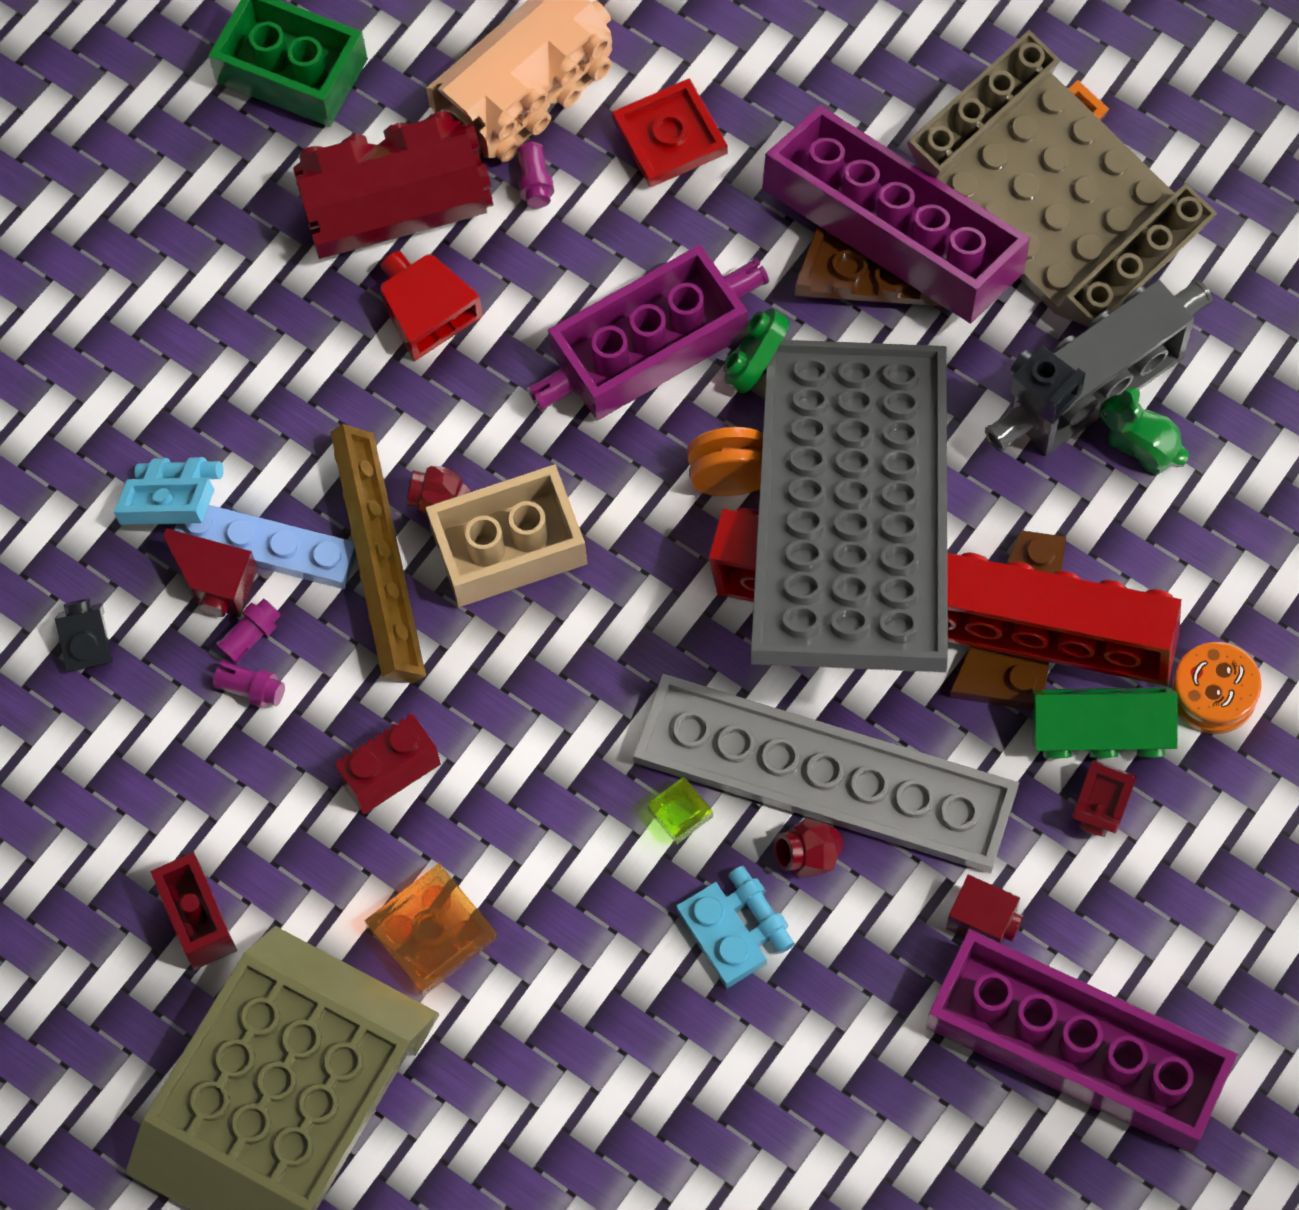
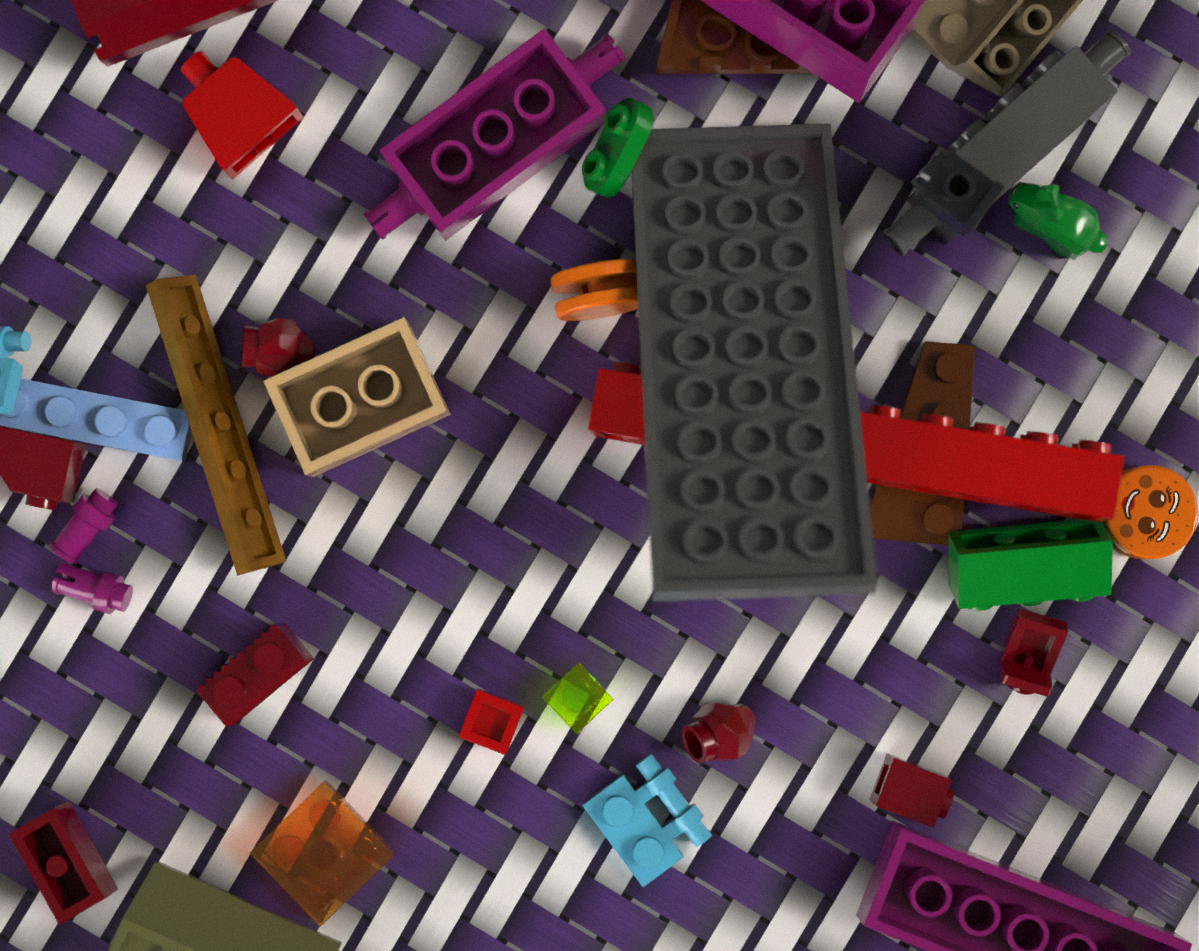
camera: 15 degrees left, 20 degrees up
(598, 825) = (491, 721): none -> red plate
(826, 773) = (733, 644): light grey plate -> none

